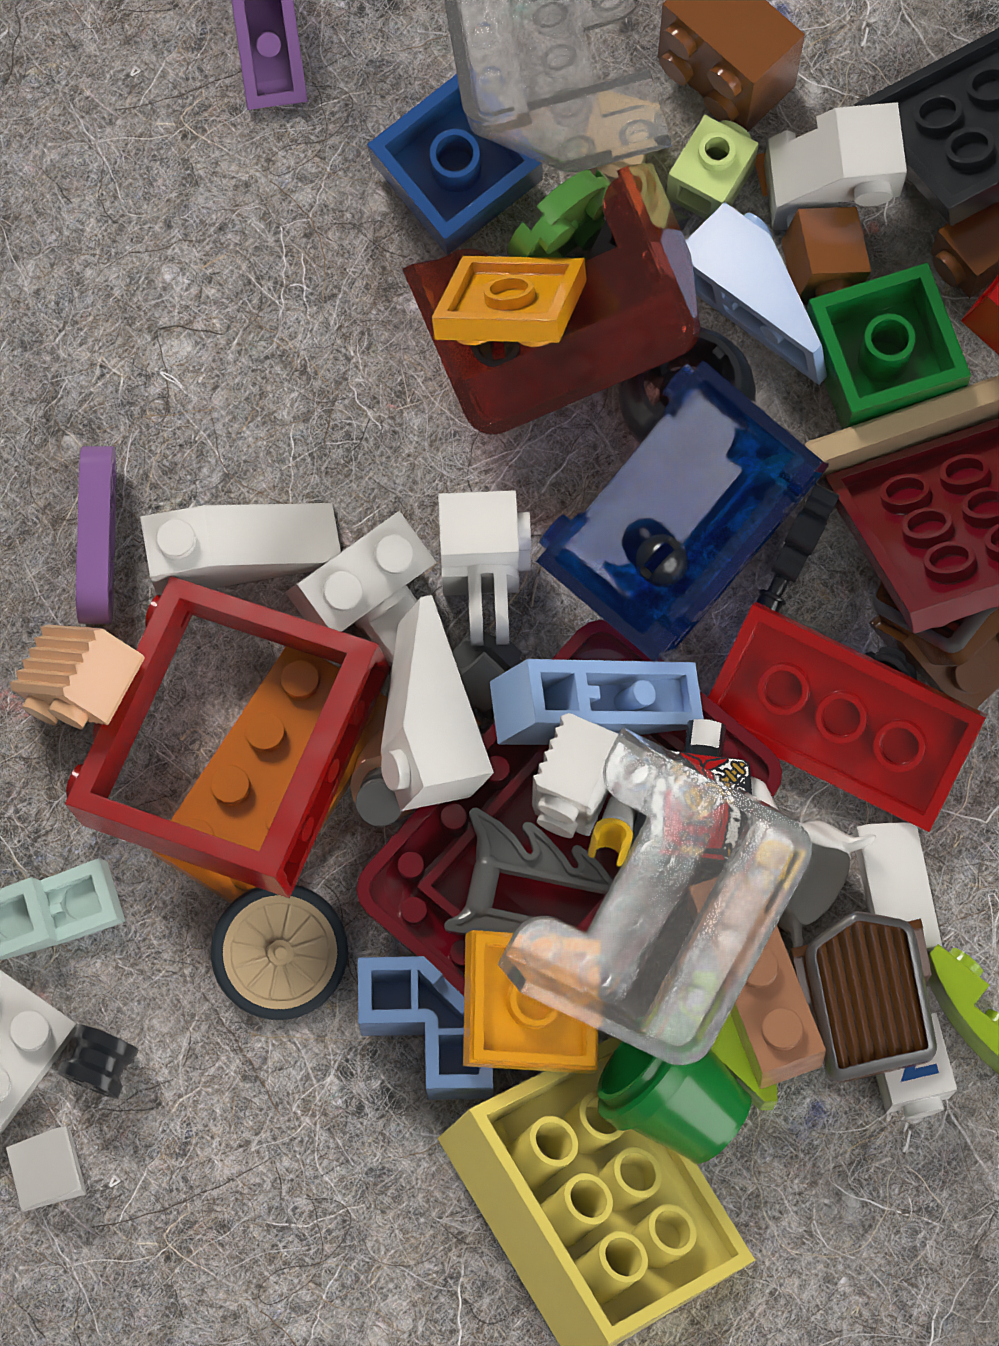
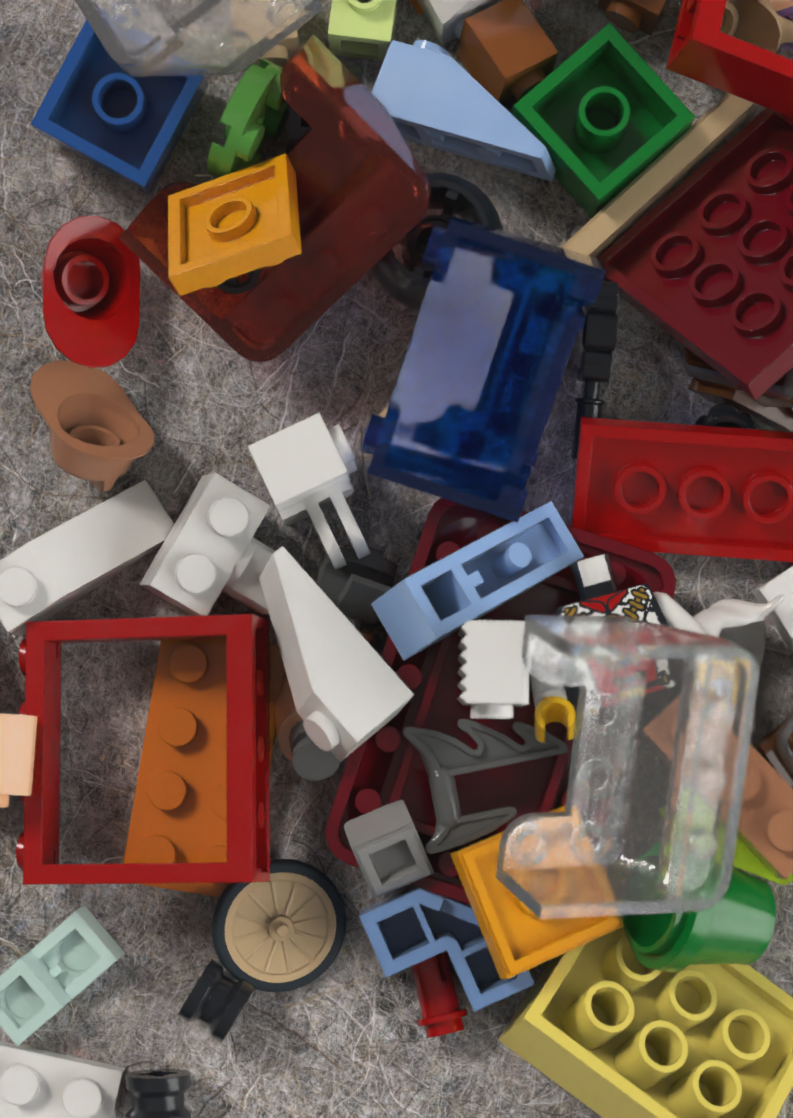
camera: 20 degrees left, 10 degrees up
(191, 993) = (216, 1000): none -> black wheel
(304, 429) = (90, 422): none -> nougat piece
(357, 313) = (91, 292): none -> red piece
(398, 1077) = (437, 996): none -> red pin
(410, 912) = (388, 848): none -> light grey slope
(671, 568) = (492, 421): black hinge -> none

